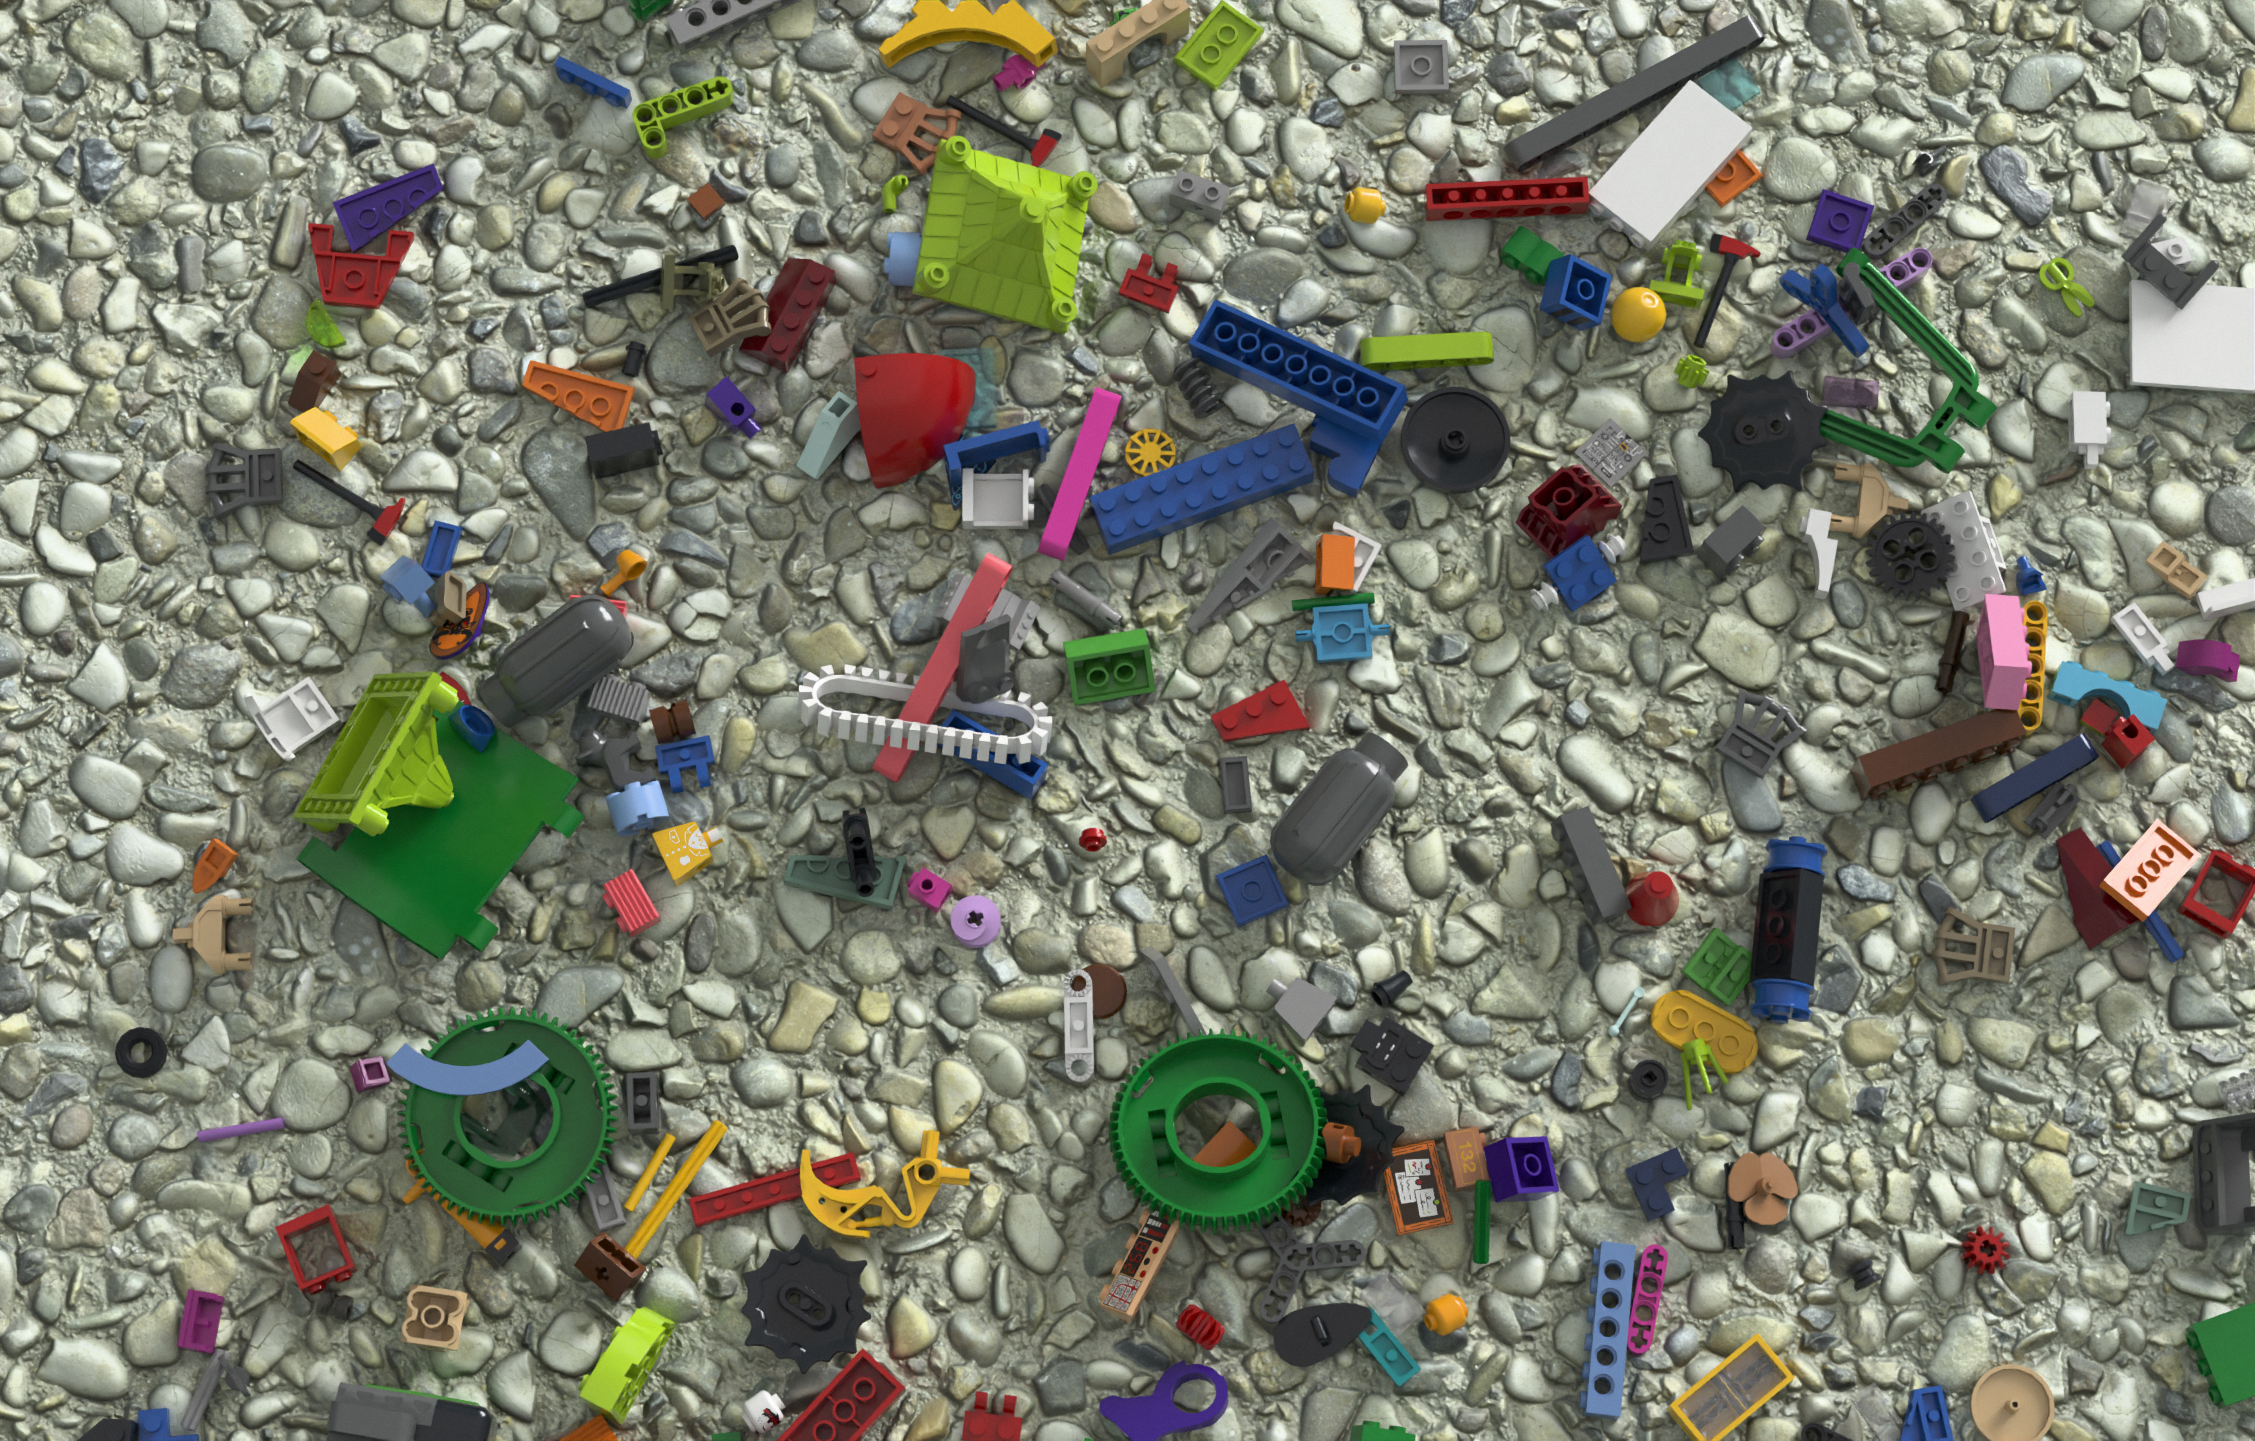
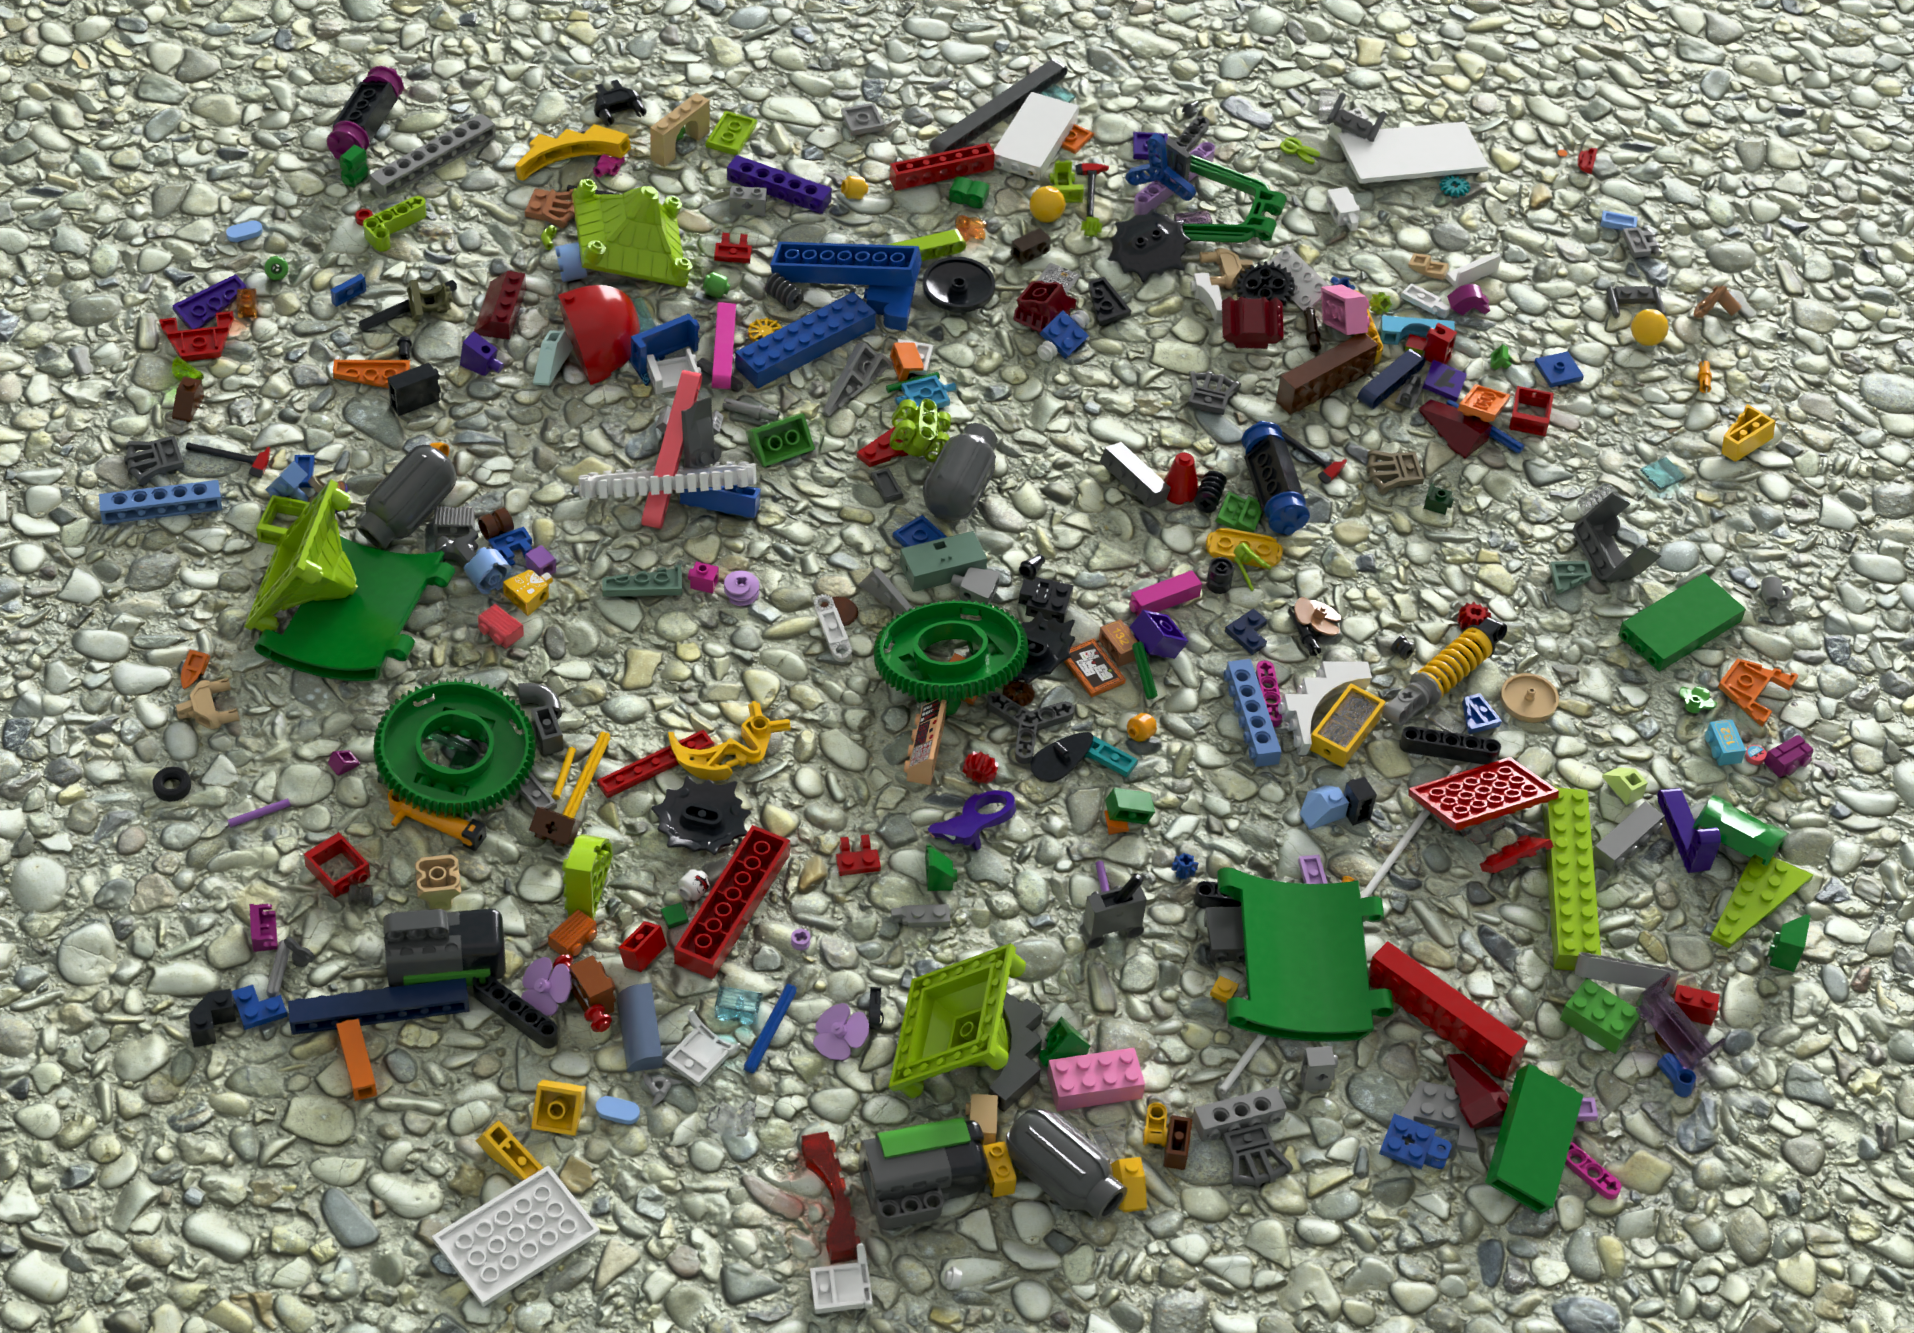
camera: 20 degrees left, 25 degrees down
(293, 718) = (227, 576): white piece -> none
(303, 575) = (160, 502): none -> medium blue brick
(326, 437) = (204, 425): yellow slope -> none
(358, 652) = (278, 504): none -> lime window
(437, 219) = (247, 303): none -> clear orange brick
(467, 1079) = (419, 724): medium blue tile -> none
(468, 74) = (244, 231): none -> light blue tile
(473, 726) = (358, 547): blue piece -> none
(492, 165) = (283, 269): none -> bright green head
(573, 233) = (348, 290): none -> blue plate
(592, 83) = (330, 218): blue plate -> none
(642, 87) = (361, 215): none -> red tile
(655, 1040) = (539, 695): none -> dark grey cylinder
(706, 201) = (425, 264): dark orange tile -> none
(714, 322) = (463, 312): dark tan plate -> none
(715, 804) = (540, 561): none -> medium lavender brick
(859, 851) = (648, 554): black connector -> none
(1092, 839) = (801, 526): red plate -> none
(1104, 350) = (716, 285): none -> bright green head
(1209, 124) = (779, 184): none -> dark purple brick
(1267, 950) = (938, 560): none -> sand green brick
(1288, 726) = (920, 428): none -> lime piece
(1340, 1142) = (1036, 636): dark orange piece -> none
(1393, 1302) = (1104, 727): clear brick -> none
(1516, 327) = (970, 227): none -> clear orange plate
(1559, 1091) = (1166, 593): none -> dark pink brick
(1575, 292) = (1004, 199): blue brick -> none
(1592, 387) = (1030, 246): none -> dark brown brick
(1638, 993) = (1193, 537): light aqua hinge -> none
(1687, 922) = (1210, 491): none -> black piece
(1702, 1326) = (1330, 680): none -> white arch
(1731, 542) = (1153, 298): dark grey brick -> none
(1862, 626) = (1252, 322): none -> dark red slope
(1883, 921) = (1330, 470): none -> black piece
(1904, 1336) = (1445, 670): none -> piece
(2007, 1023) = (1438, 500): none -> dark green brick
(2072, 630) = (1380, 303): none -> lime gear
(2113, 800) = (1444, 380): none -> dark purple tile
(2213, 779) = (1500, 358): none -> bright green tile

